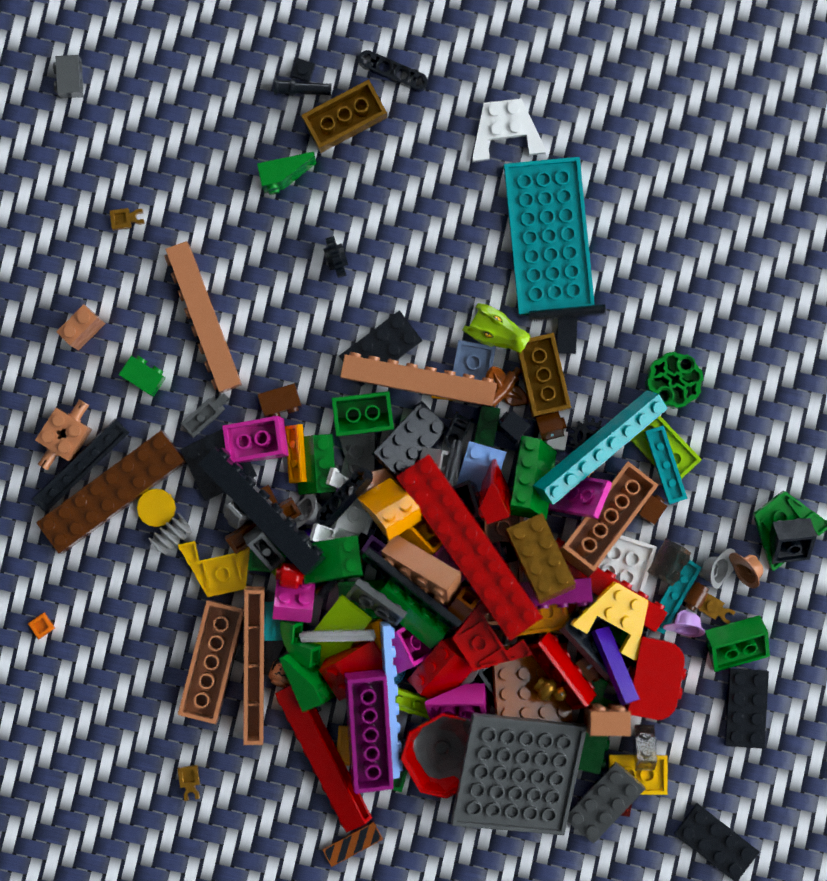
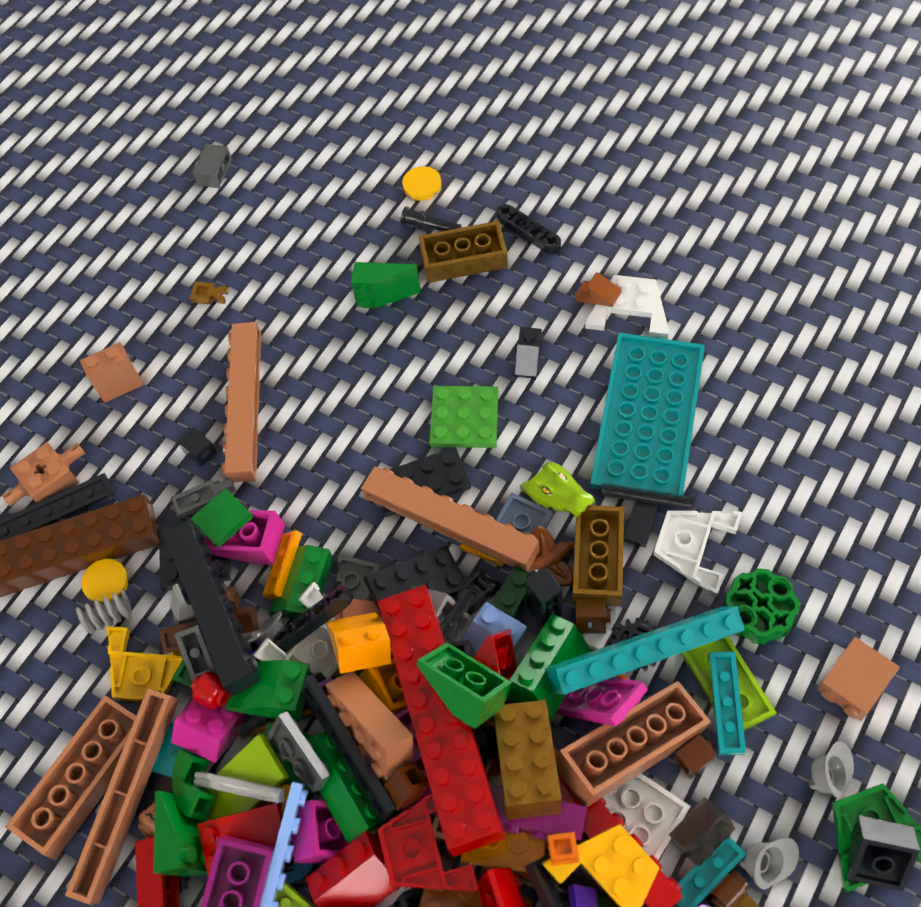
camera: 30 degrees right, 25 degrees down
(142, 375) = (154, 439): green brick -> none
(183, 372) = (197, 447): none -> black brick
(235, 433) = (222, 517): none -> green tile
(277, 43) = (421, 183): none -> yellow tile
(280, 401) = (289, 502): reddish brown brick -> none
(303, 70) = (438, 209): black plate -> none
(335, 256) = (404, 372): black gear -> none
(362, 413) = (373, 536): green slope -> none
(396, 278) = (464, 416): none -> bright green plate
(433, 204) = (528, 352): none -> slope
(475, 127) = (598, 291): none -> dark orange slope
(484, 525) = (464, 684): none -> green slope
(583, 612) = (563, 848): none -> orange tile
(604, 342) = (684, 541): none -> white wing
(747, 569) = (809, 874): nougat piece -> none
(749, 492) = (833, 771): none -> light grey piece
(754, 417) = (858, 679): none -> nougat brick

